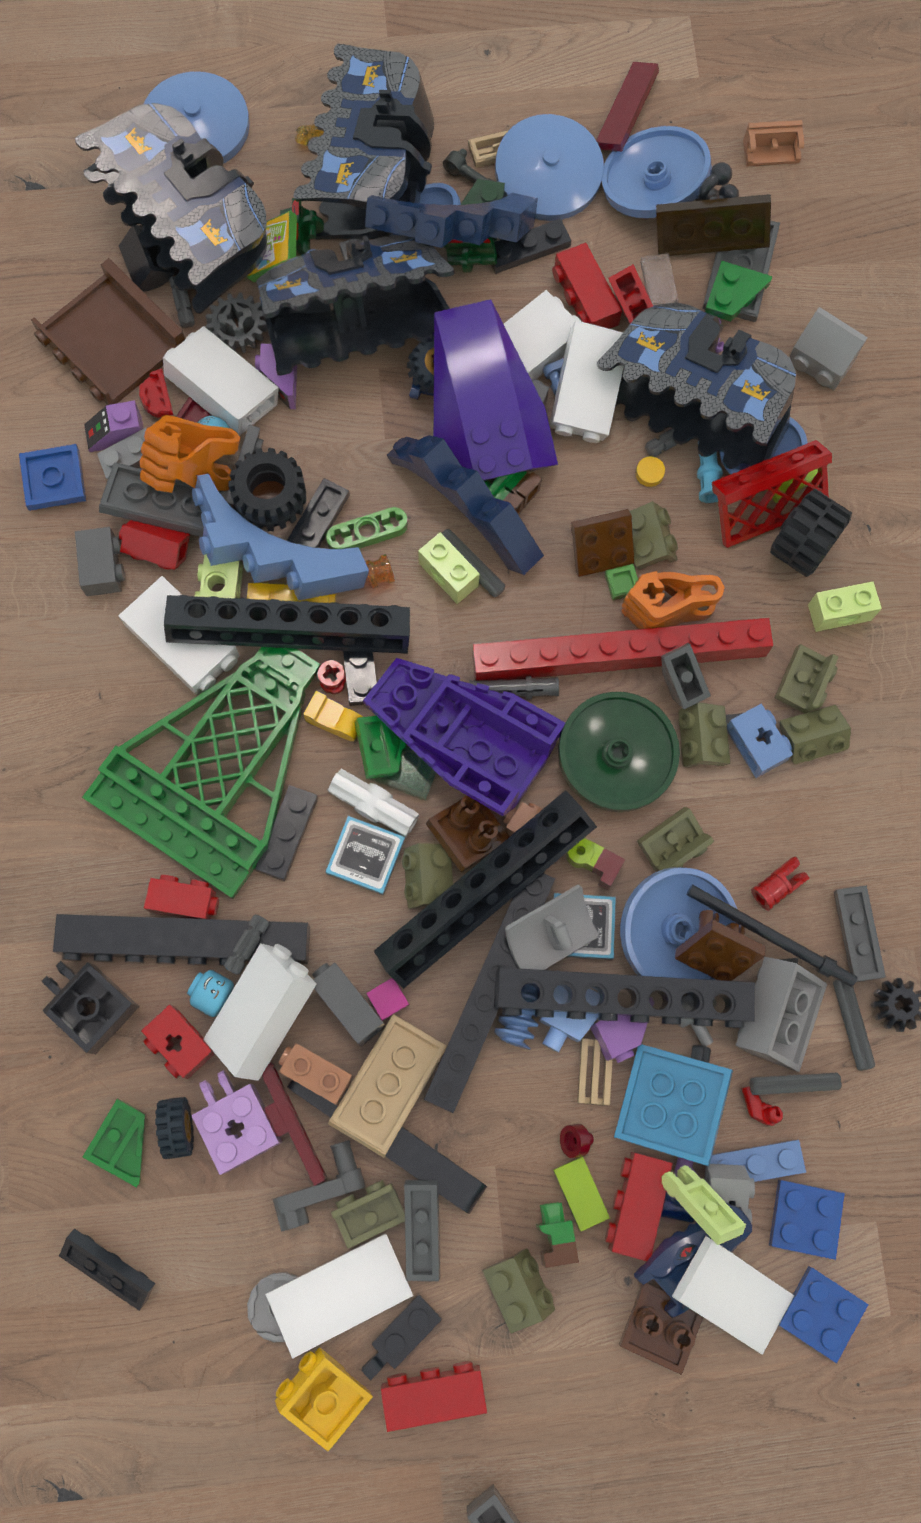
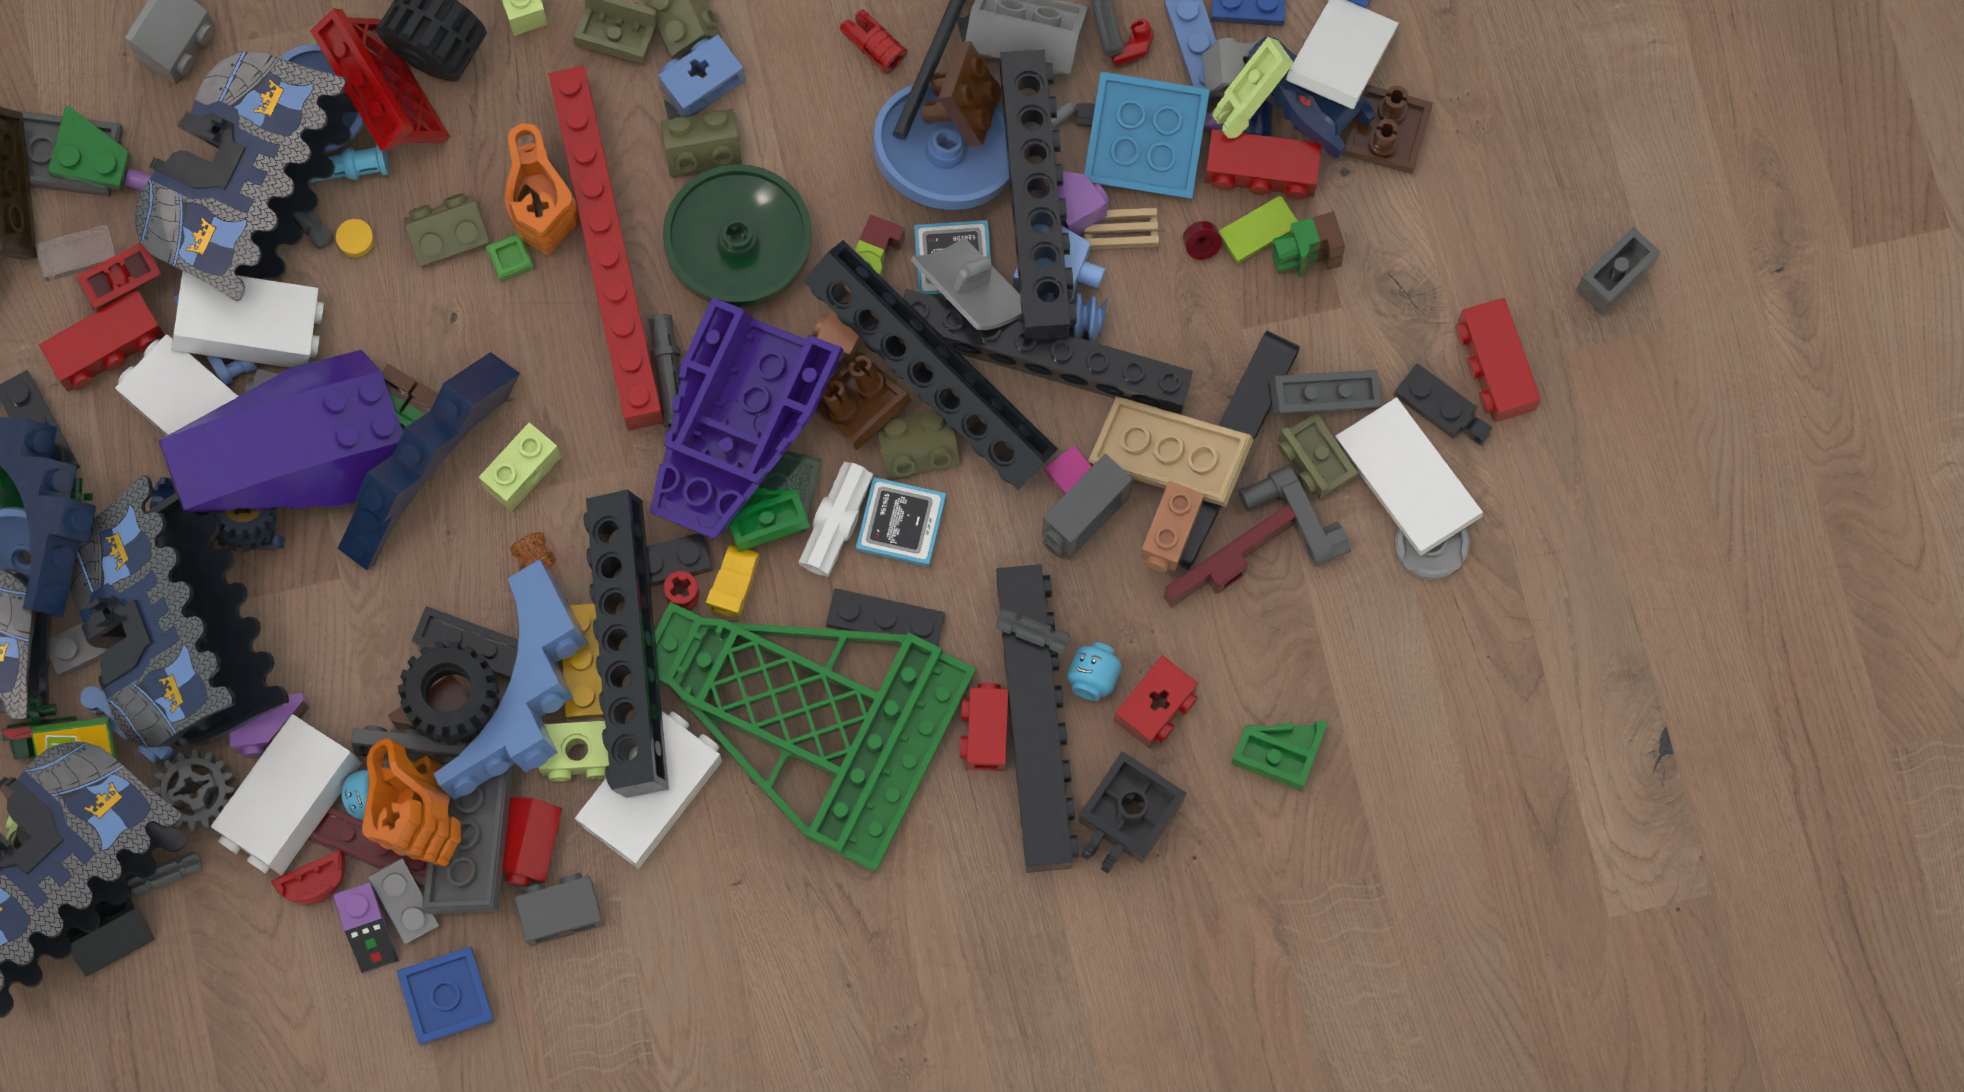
camera: 95 degrees left, 0 degrees up
(106, 1269) = (1422, 738): black plate -> none
(110, 335) = (226, 959): reddish brown panel -> none
(174, 1128) = (1255, 683): black wheel -> none
(216, 1122) = (1238, 639): lavender hinge -> none
(259, 1011) = (1109, 600): white brick -> none
(321, 1398) = (1518, 478): yellow plate -> none
(371, 519) = (455, 560): bright green beam -> none
(487, 577) = (532, 412): dark grey axle -> none
(519, 1291) = (1374, 283): olive bracket -> none
(603, 542) = (467, 282): reddish brown plate -> none
(675, 841) = (840, 162): olive bracket -> none
(684, 676) = (639, 164): dark grey slope -> none

